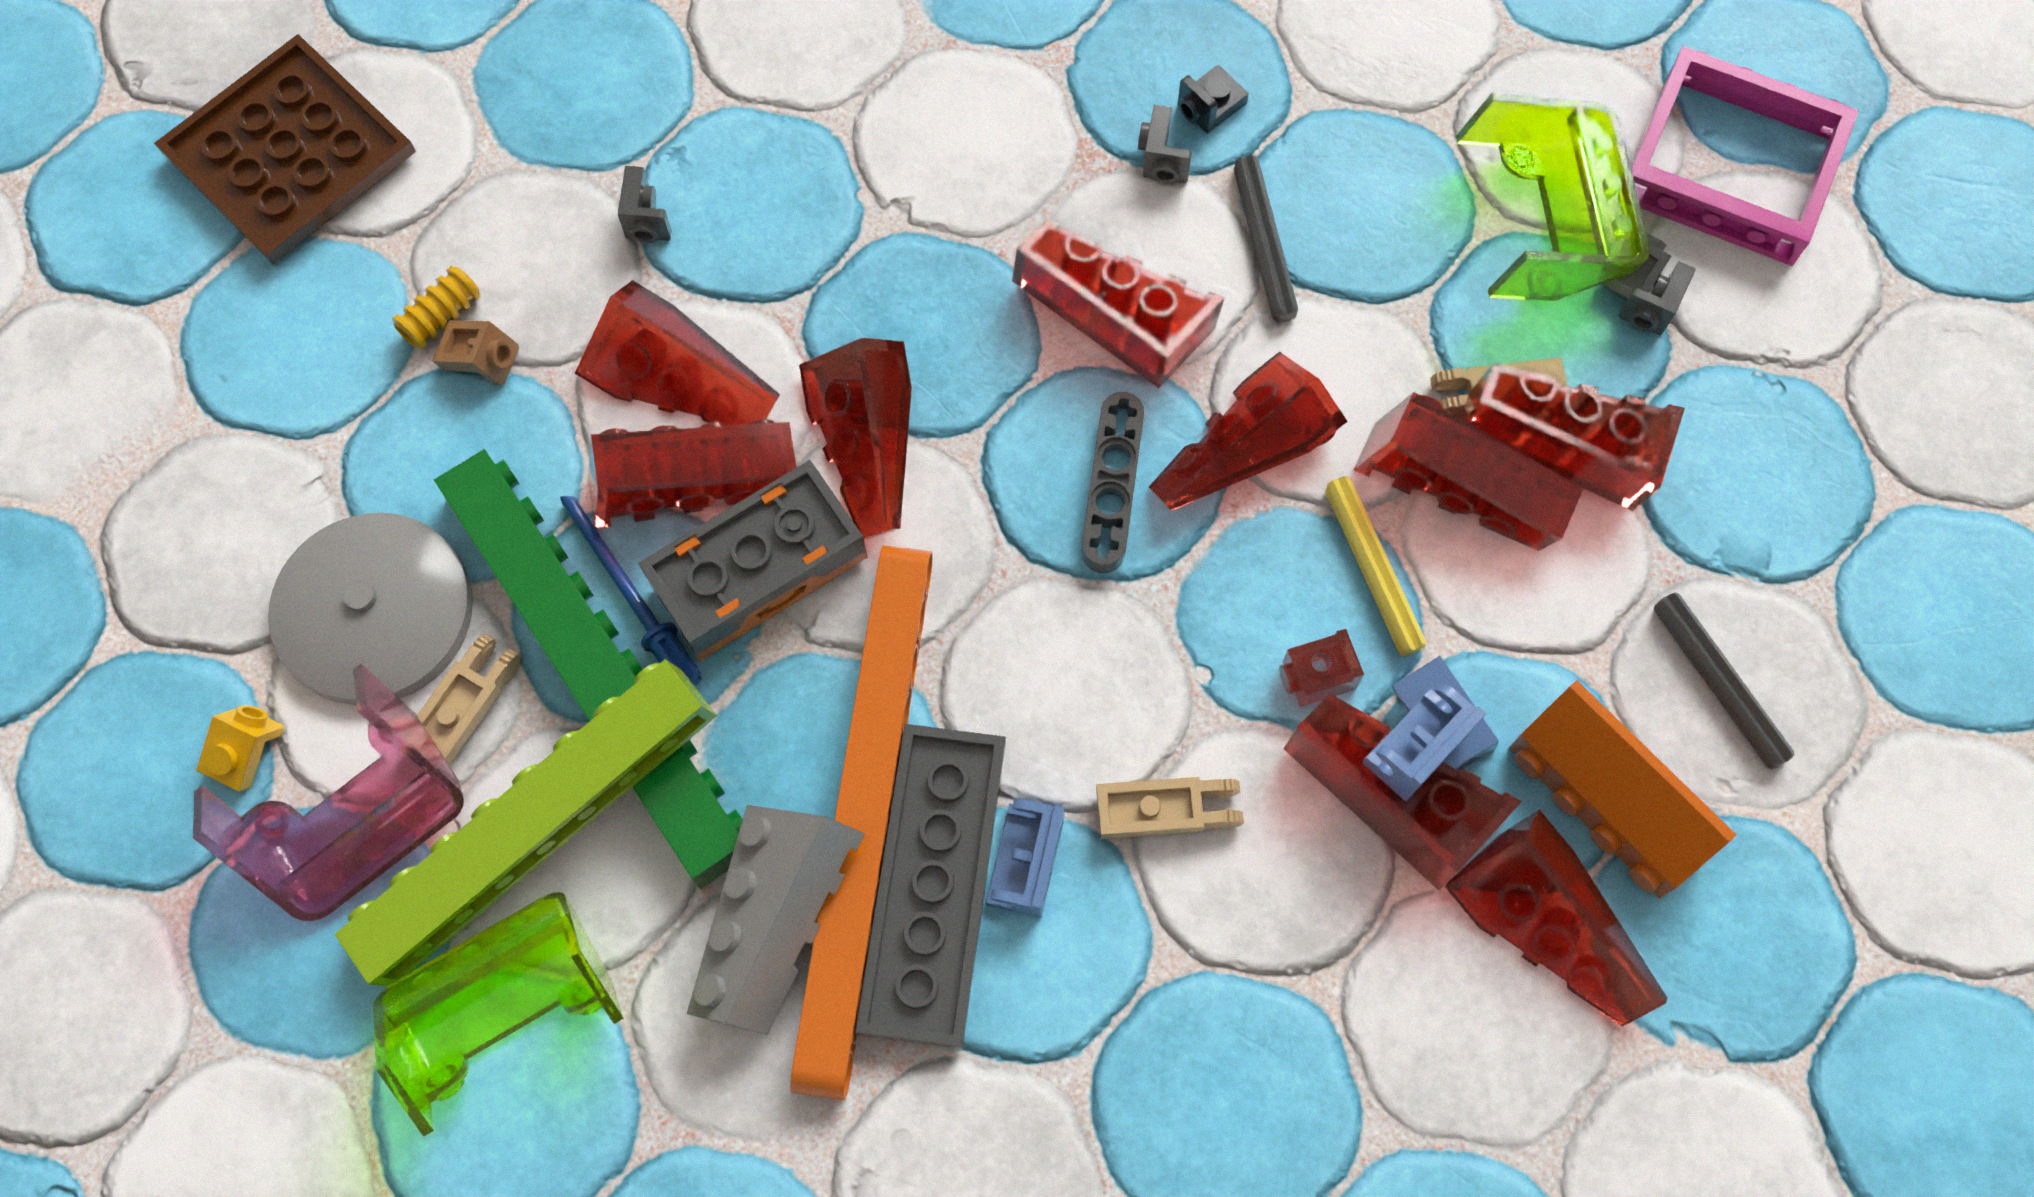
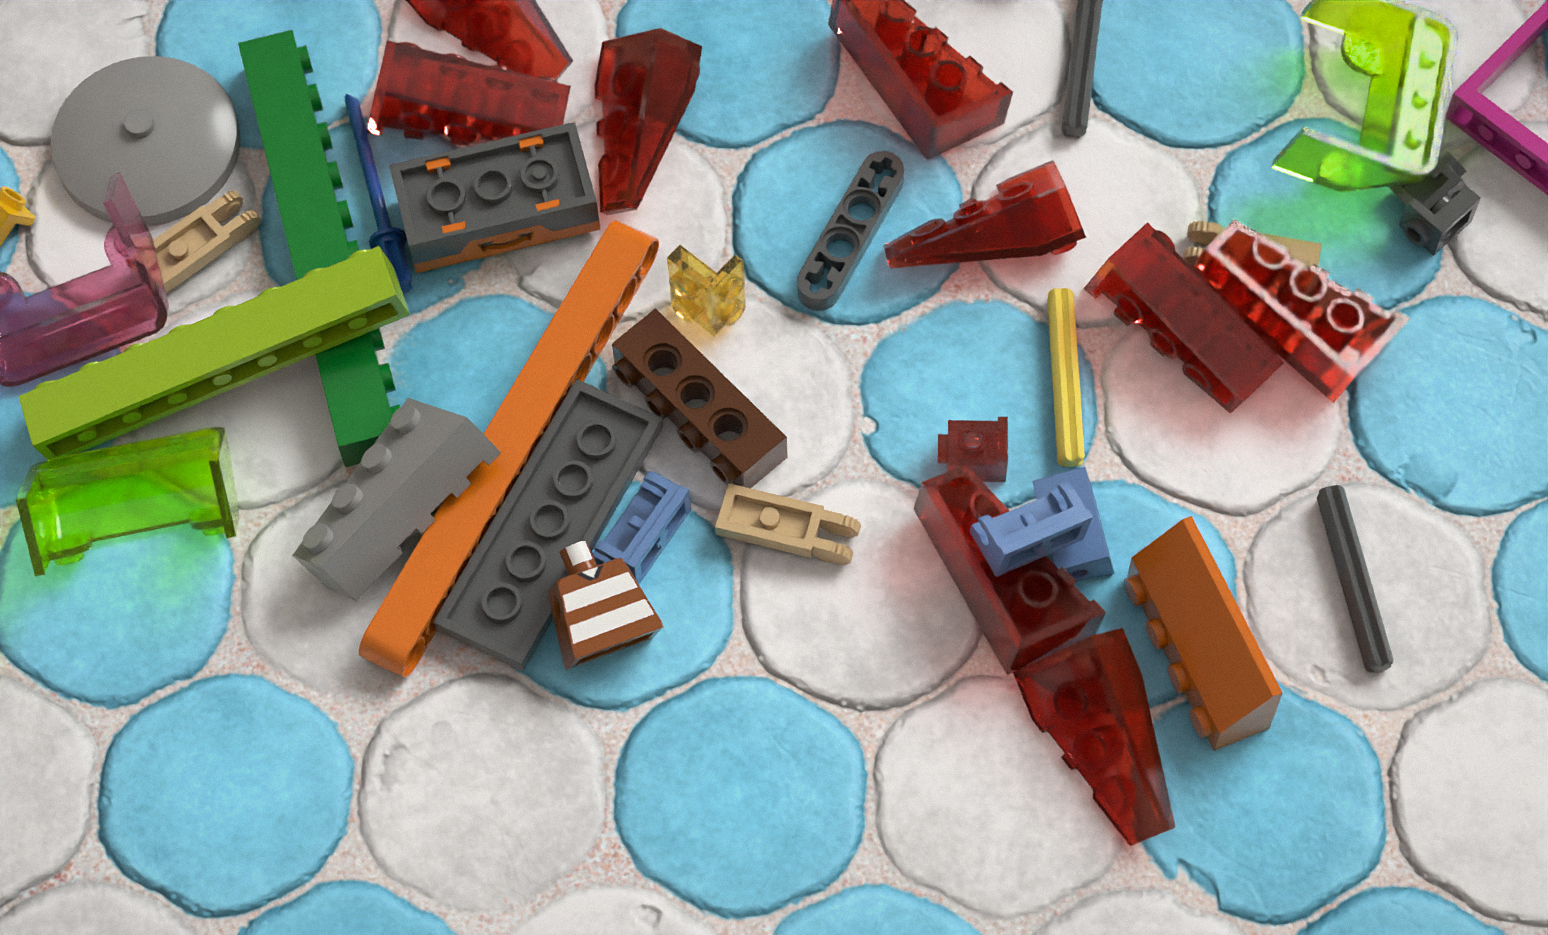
camera: 20 degrees right, 5 degrees down
(975, 659) = (659, 344): none -> reddish brown brick
(1000, 597) = (703, 294): none -> clear yellow bracket
(1020, 963) = (598, 608): none -> dark orange torso

